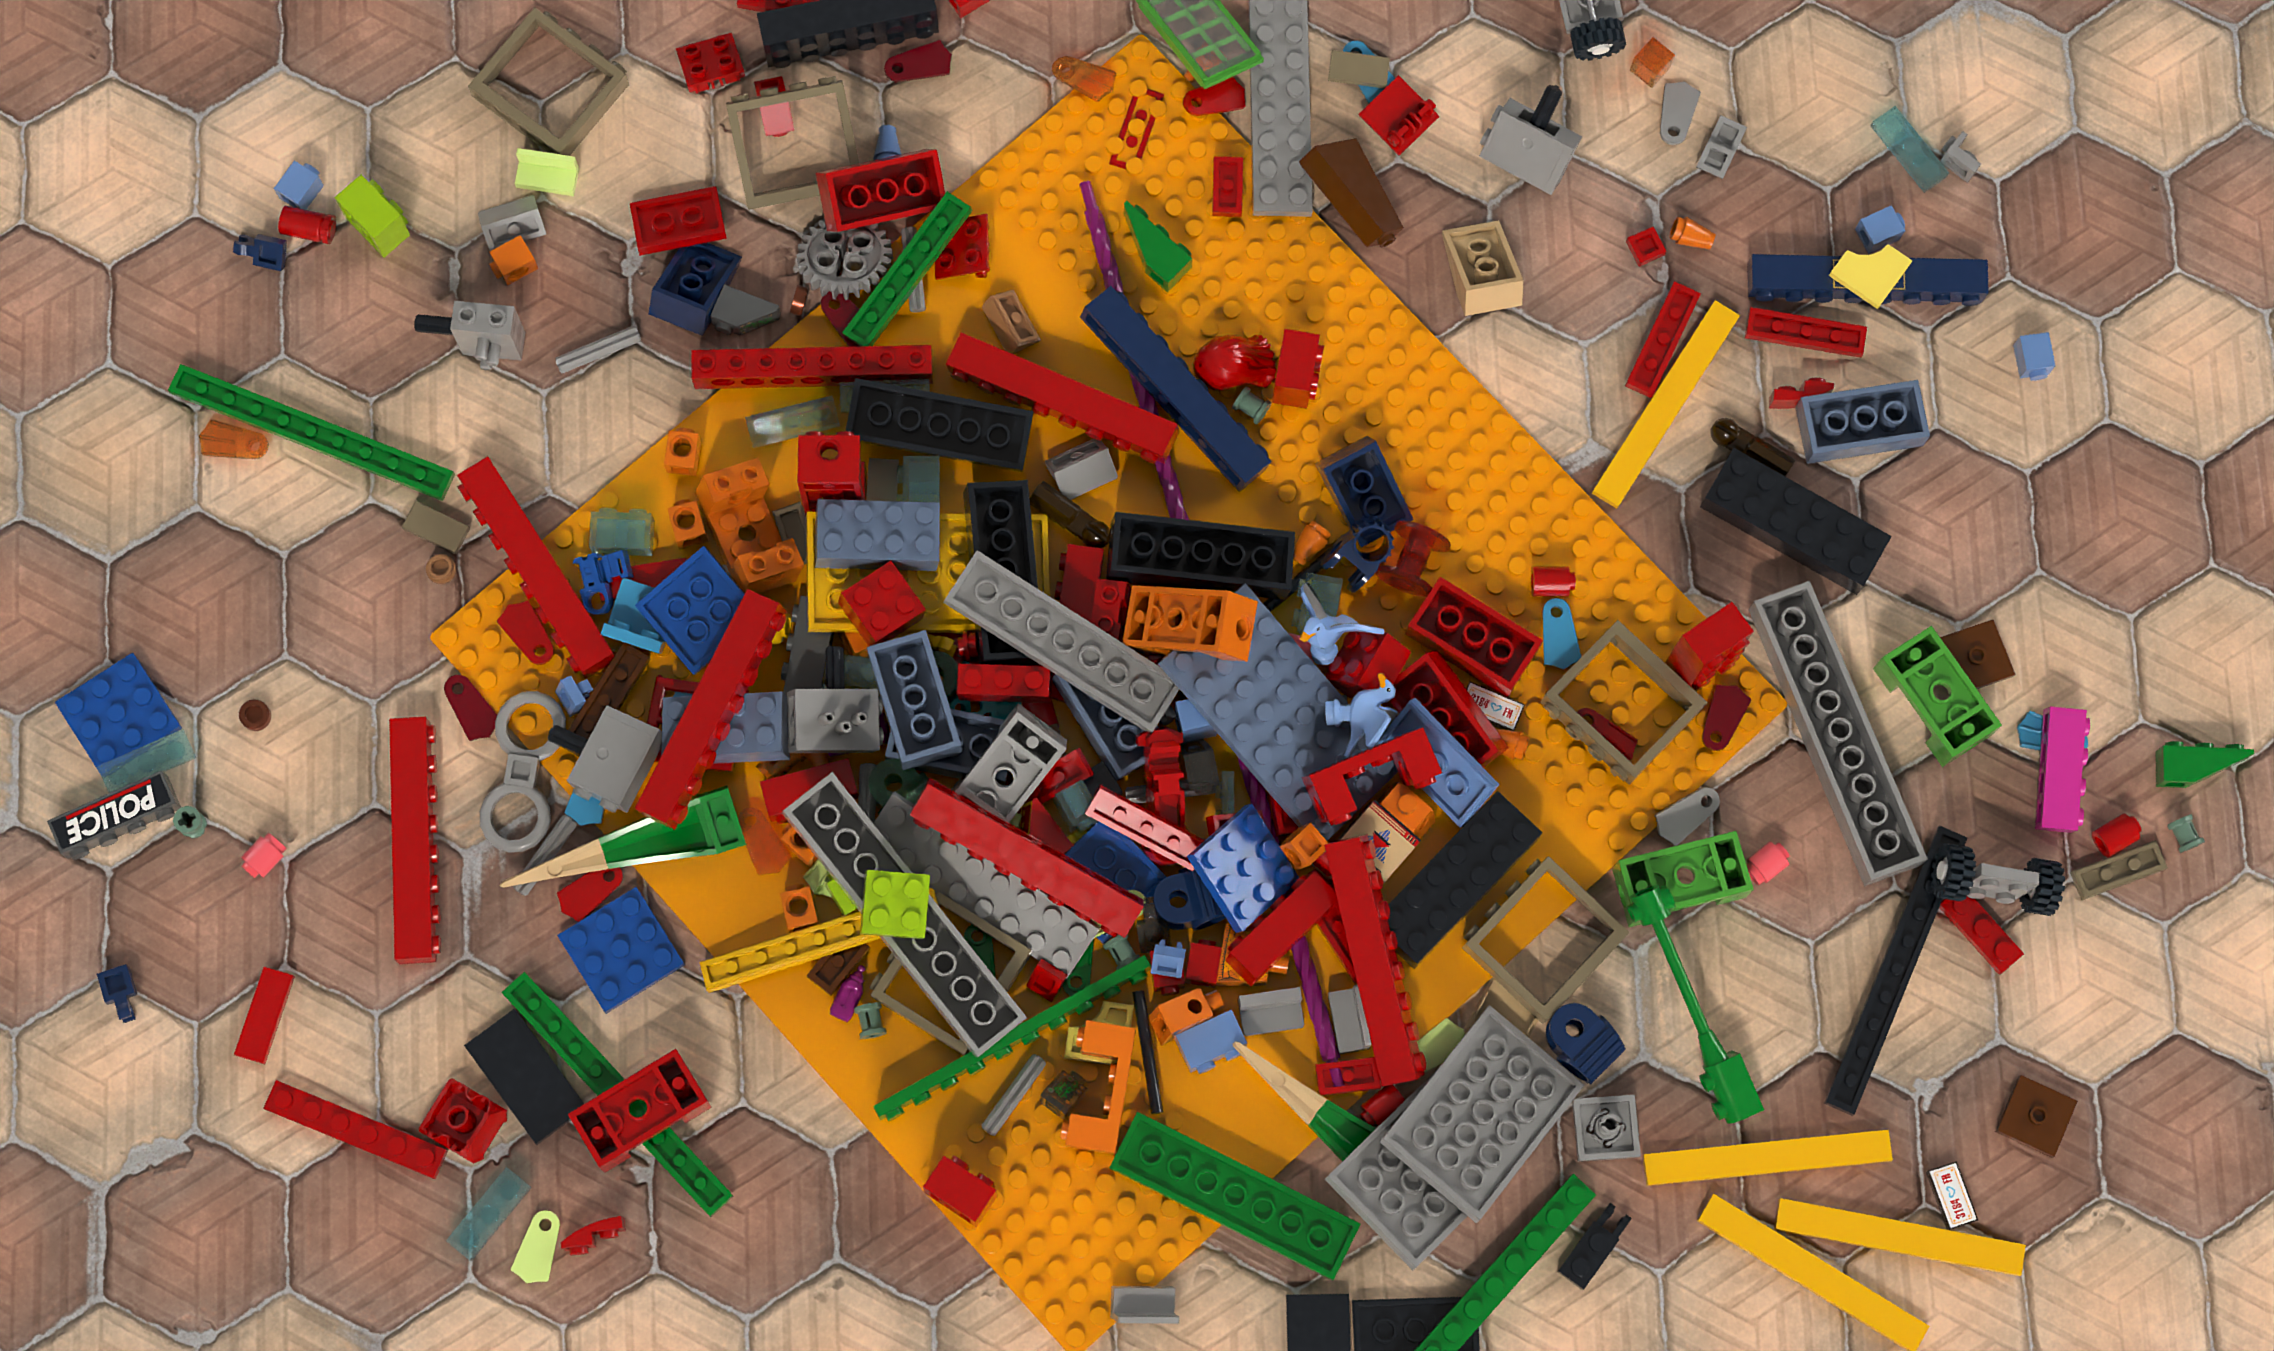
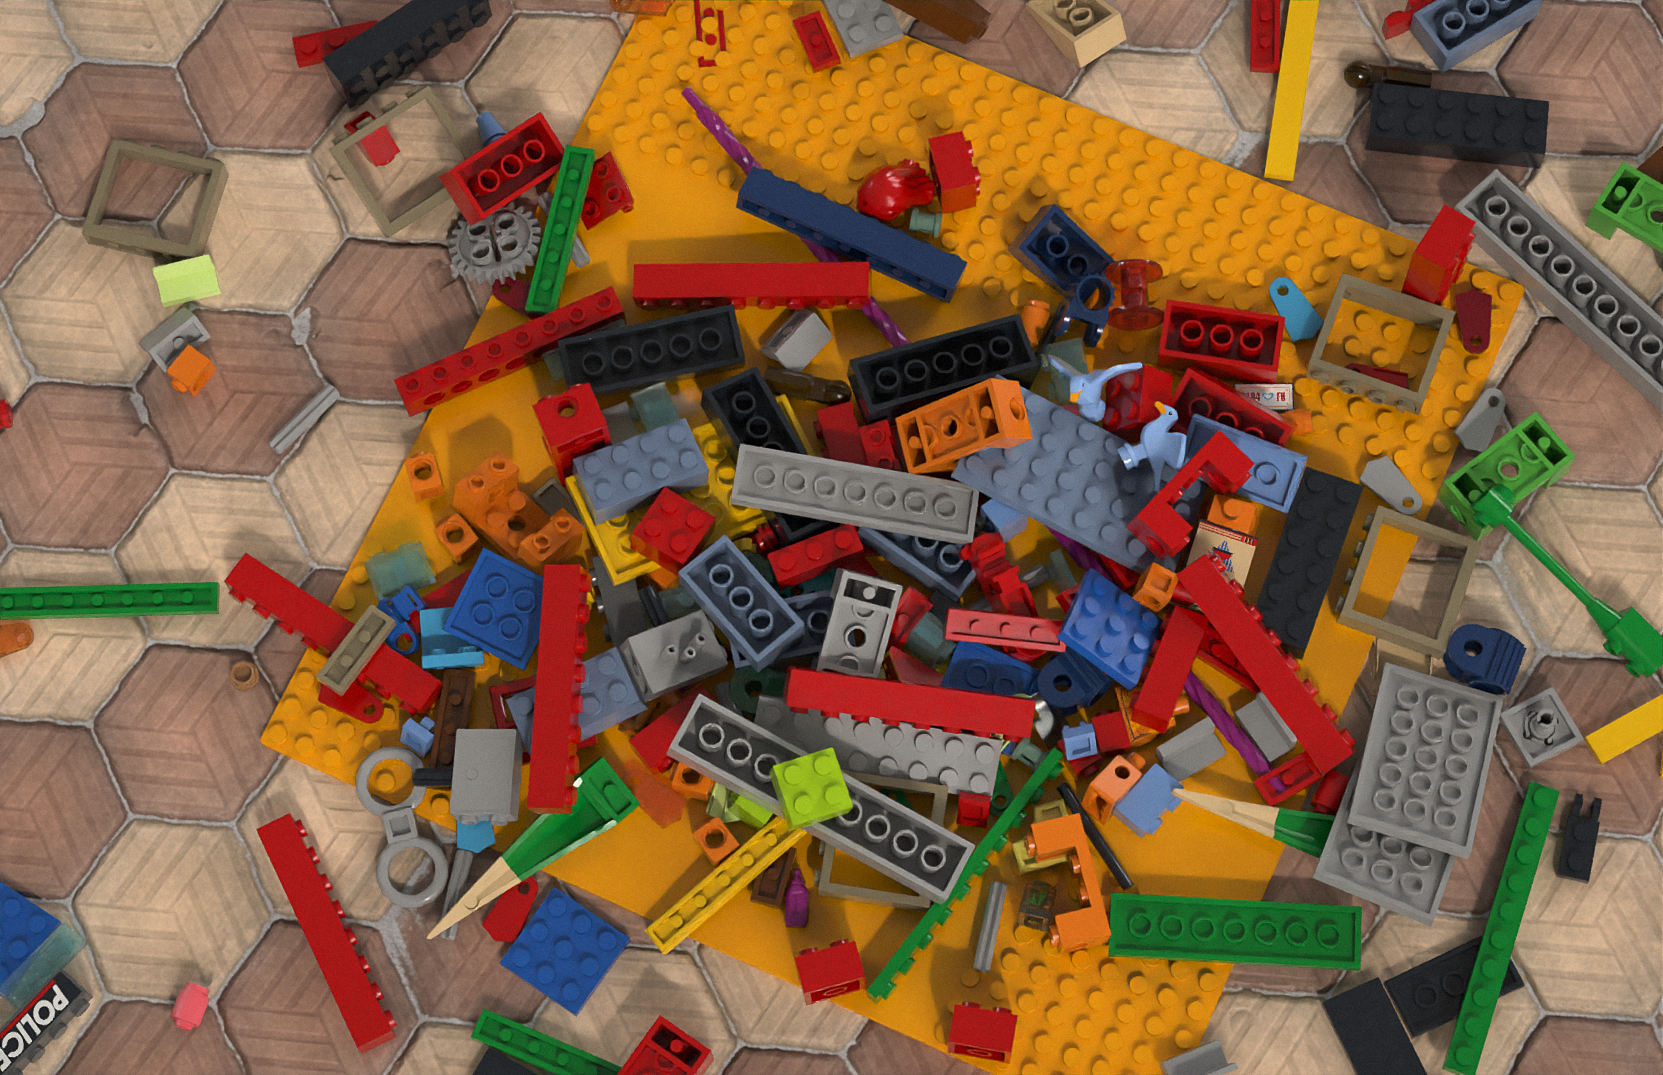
camera: 15 degrees left, 5 degrees down
(199, 822) = (100, 997): sand green bush -> none
(255, 715) = (126, 881): copper tile -> none
(373, 215) = (43, 382): lime brick -> none
(436, 527) = (222, 640): dark tan tile -> none
(470, 708) = (327, 790): dark red piece -> none
(480, 331) = (191, 442): light grey piece -> none
(547, 592) = (356, 650): none -> dark tan plate
(677, 220) = (328, 274): red plate -> none
(692, 286) = (368, 326): dark blue slope -> none
(710, 61) = (295, 123): red hinge -> none
(742, 312) = (423, 331): dark grey slope -> none
(792, 421) = (512, 408): clear light blue plate -> none
(799, 300) = (471, 299): copper tile -> none
(847, 1074) = (830, 971): none -> red brick
(870, 1020) = (829, 926): sand green bush -> none
(920, 63) = (488, 48): dark red piece -> none
(1010, 321) = (672, 239): medium nougat slope -> none
(1160, 256) = (782, 125): green slope -> none
(1198, 766) = (1029, 556): clear smoke slope -> none
(1439, 1043) = (1356, 714): yellowish green piece -> none
(1552, 581) = (1266, 265): red brick -> none
(1572, 841) = (1390, 485): none -> light grey piece
(1767, 863) = (1575, 430): coral brick -> none

